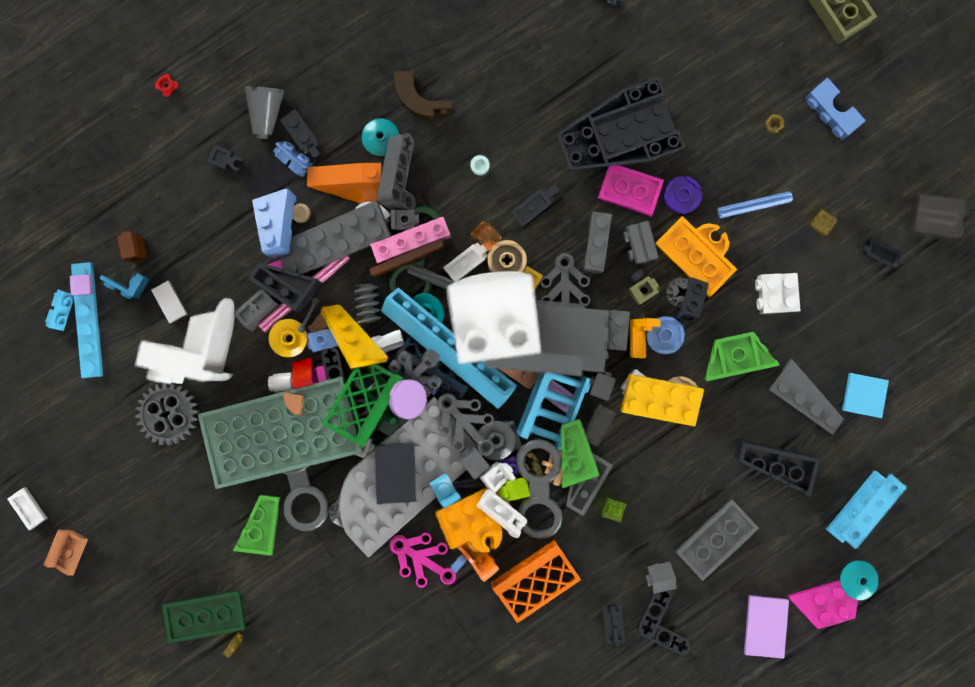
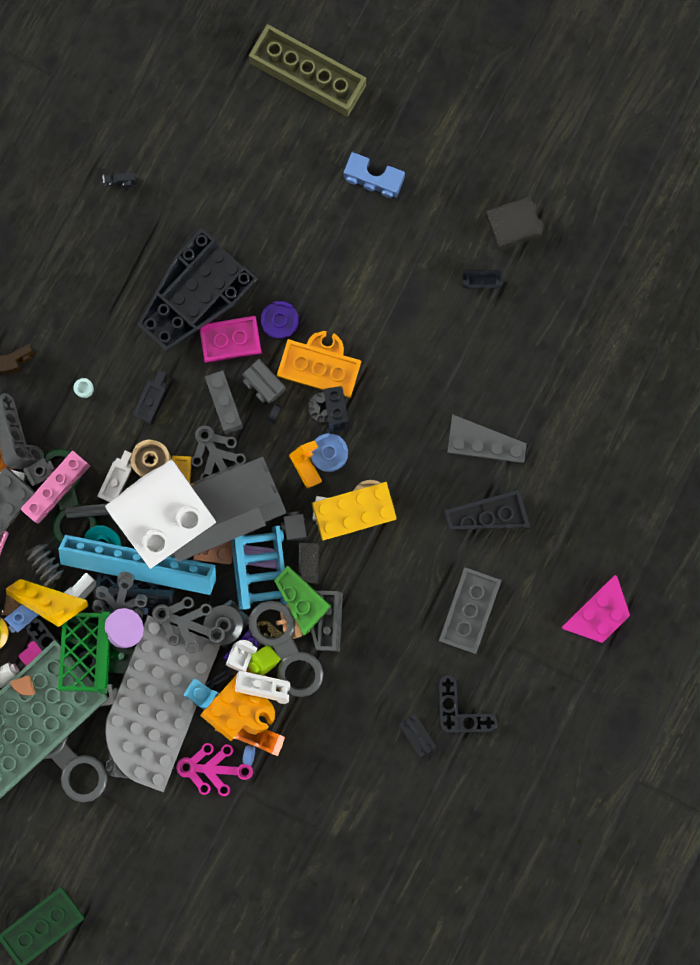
camera: 25 degrees left, 5 degrees down
(233, 645) = (81, 939): clear yellow tile -> none
(260, 530) = (52, 820): bright green wing -> none
(302, 373) = (18, 656): red tile -> none
(395, 473) = (147, 701): black tile -> none
(407, 258) = (60, 505): reddish brown tile -> none
(473, 461) = (212, 654): dark grey brick -> none
(486, 235) = (121, 447): clear orange bracket -> none
(524, 570) = (312, 726): orange fence -> none
(613, 509) = (364, 633): clear neon green tile -> none
(618, 330) = (282, 470): dark grey brick -> none
(635, 291) = (282, 428): olive brick -> none
(661, 577) = (436, 670): dark grey brick -> none
(738, 356) = (403, 436): bright green wing -> none
(755, 204) = (348, 295): medium blue axle -> none
(766, 626) = (556, 665): lavender tile -> none
(776, 129) = (325, 210): clear yellow bush -> none
(777, 293) = (409, 363): white plate -> none
(823, 222) = (417, 279): clear yellow tile -> none
(851, 578) = (607, 584): teal dish -> none
(865, 395) = (535, 412): medium azure tile -> none
(866, 508) = (583, 512): medium azure fence -> none

